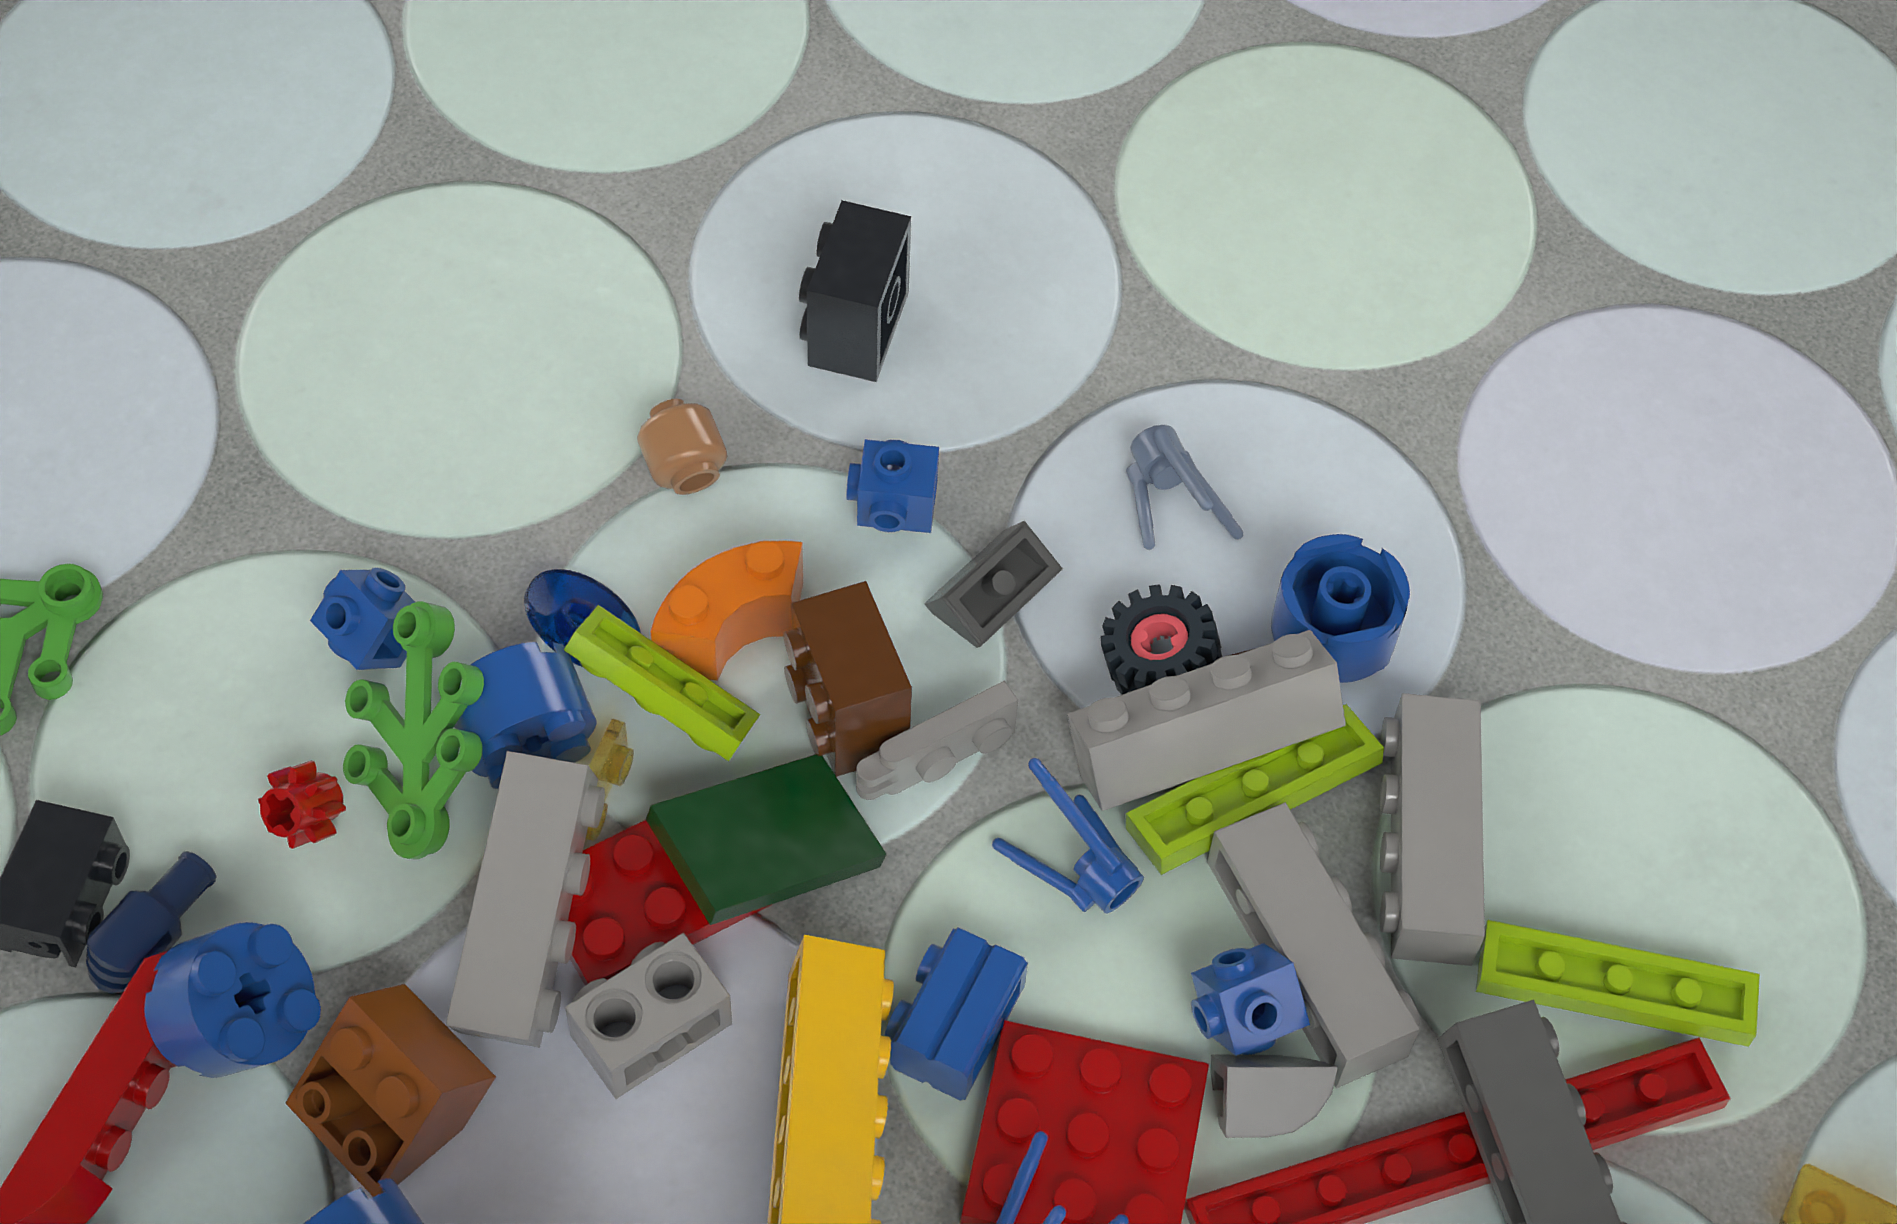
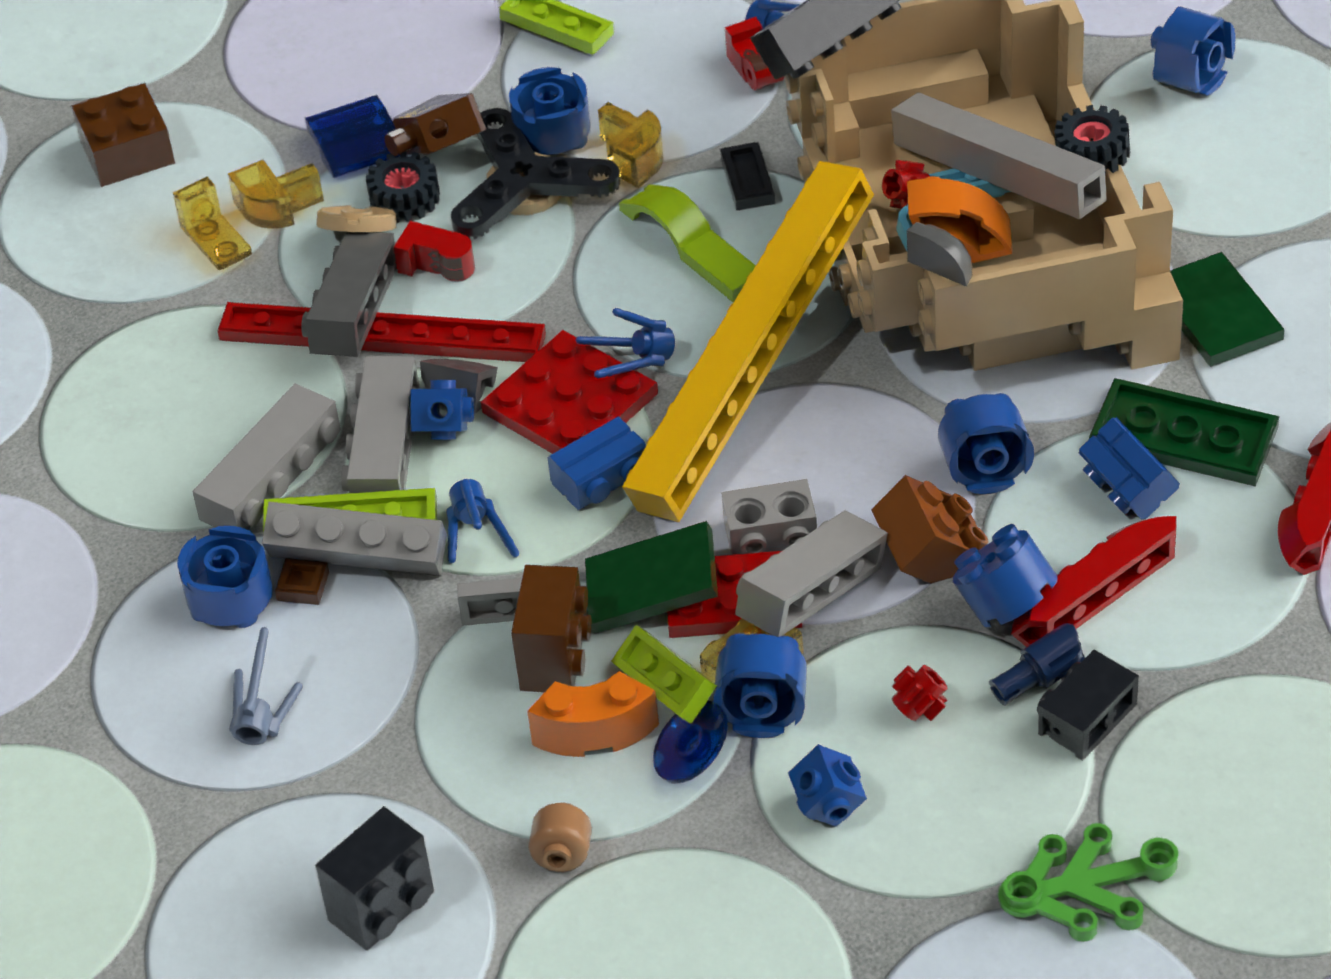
camera: 145 degrees left, 10 degrees down
(416, 811) = (853, 667): bright green plant -> none
(895, 486) = (438, 750): blue brick -> none
(995, 584) = (415, 695): dark grey slope -> none
(1134, 628) = (340, 620): black bush -> none
(1619, 983) = (231, 360): lime plate -> none

